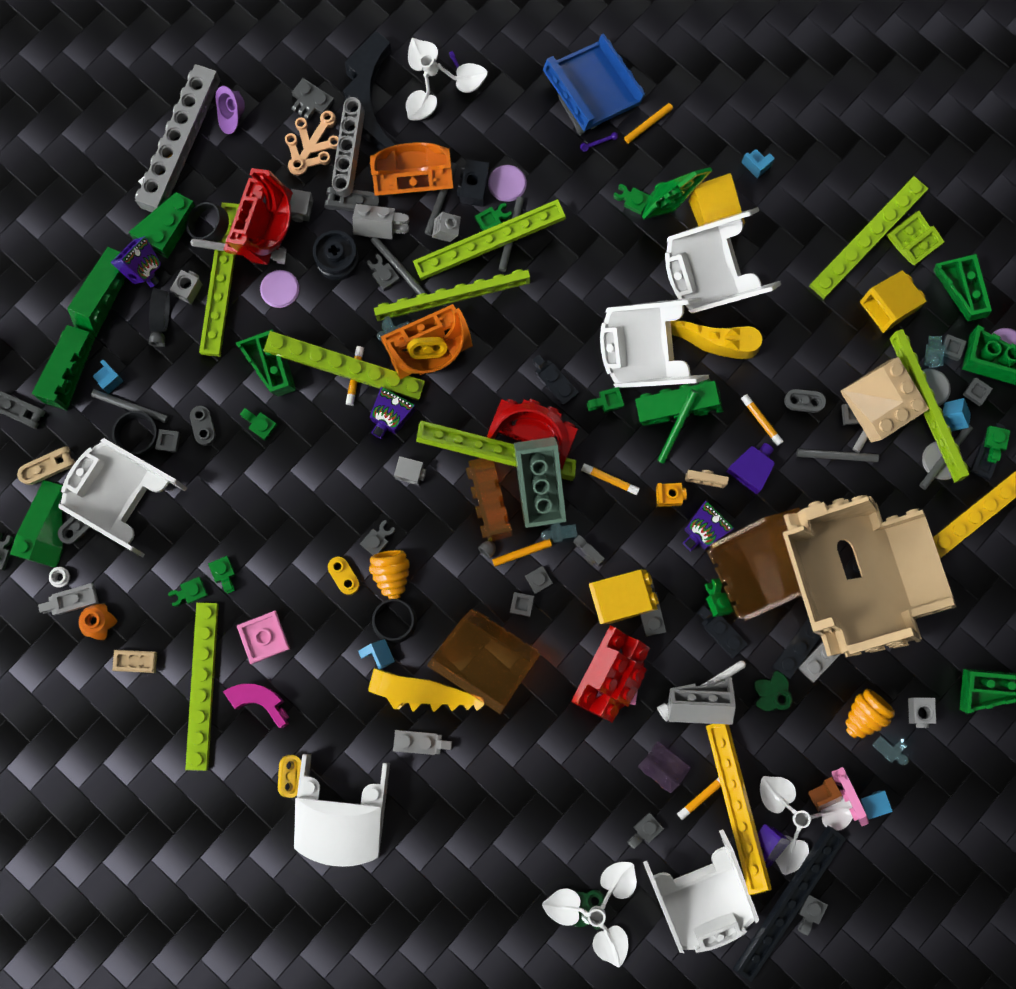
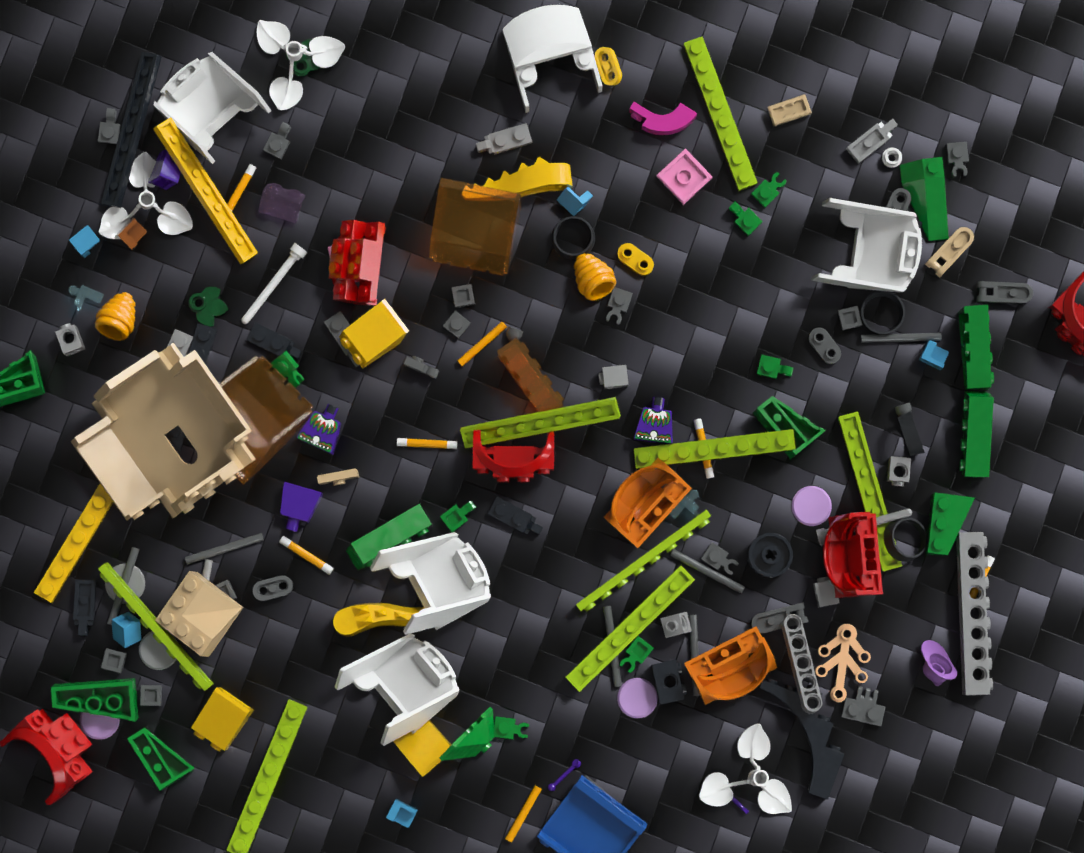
camera: 160 degrees right, 5 degrees up
(105, 621) = (840, 140): orange piece -> none
(138, 262) = (952, 473): dark purple torso -> none
(378, 221) = (742, 604): light grey hinge -> none
(424, 348) = (643, 494): yellow plate -> none
(540, 482) = (488, 407): sand green brick -> none
(558, 533) = (454, 374): clear light blue piece -> none
(663, 497) = (373, 449): light orange brick -> none
(677, 426) = (382, 511): green bar -> none
(703, 704) = (267, 267): light grey wedge -> none
(849, 794) = (110, 240): bright pink hinge -> none
(915, 238) = (222, 794): lime slope -> none
(934, 352) = (167, 682): clear light blue piece -> none
(997, 441) = (81, 616): green plate -> none

